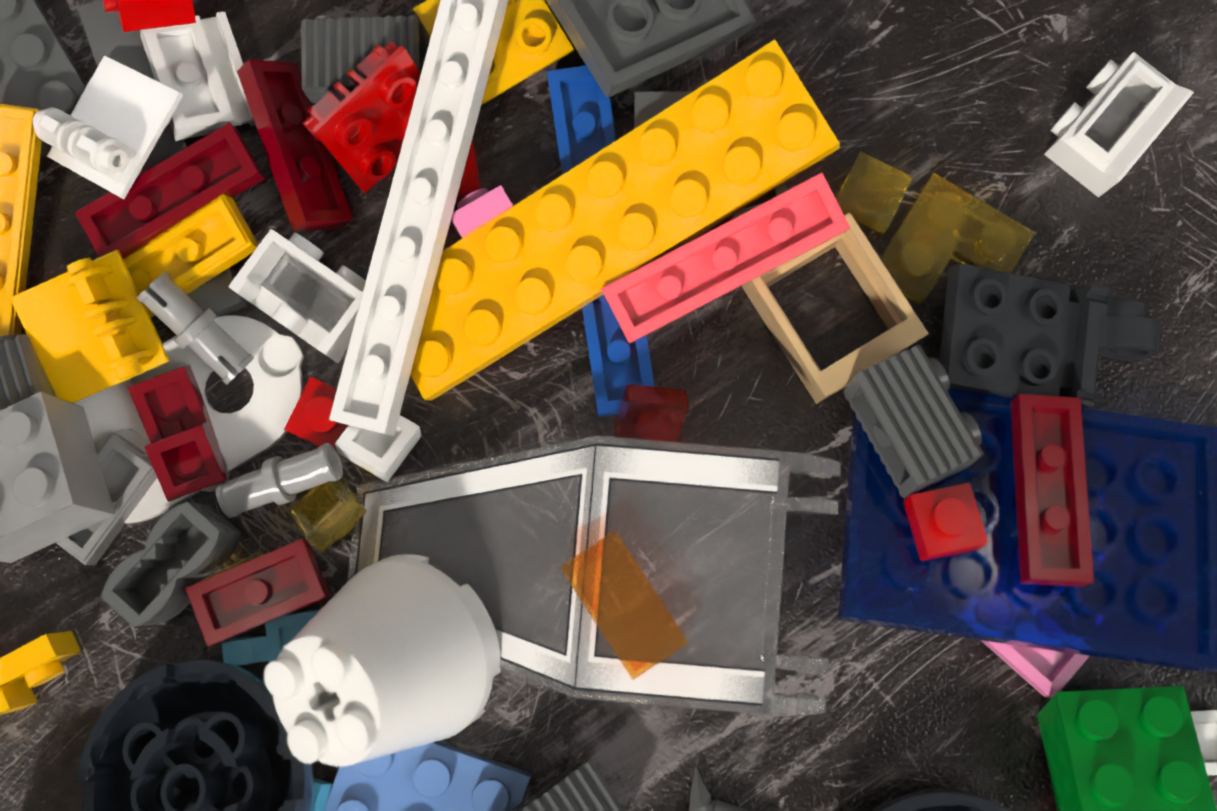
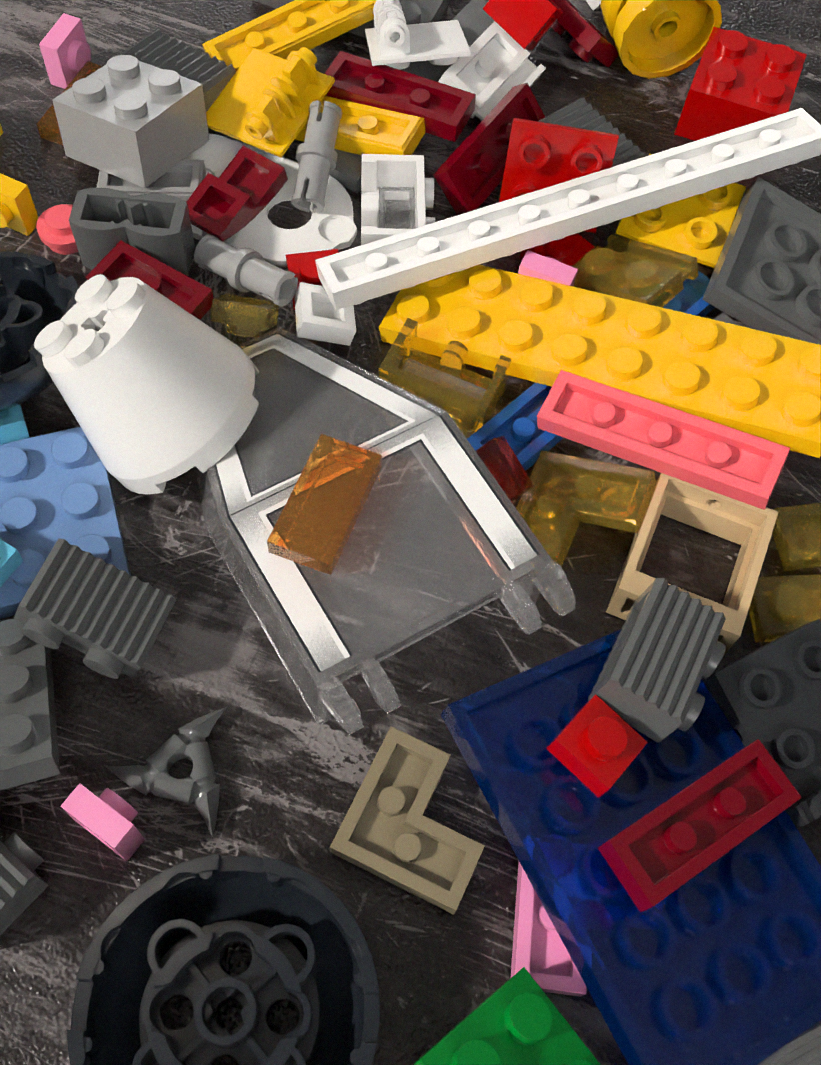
camera: 45 degrees right, 20 degrees down
(97, 621) = (55, 229): none -> coral plate
(524, 387) = (445, 381): none -> clear yellow window
(531, 133) = (635, 271): none -> clear yellow plate
(705, 362) = (585, 491): none -> clear yellow plate
(885, 708) = (392, 836): none -> dark tan plate

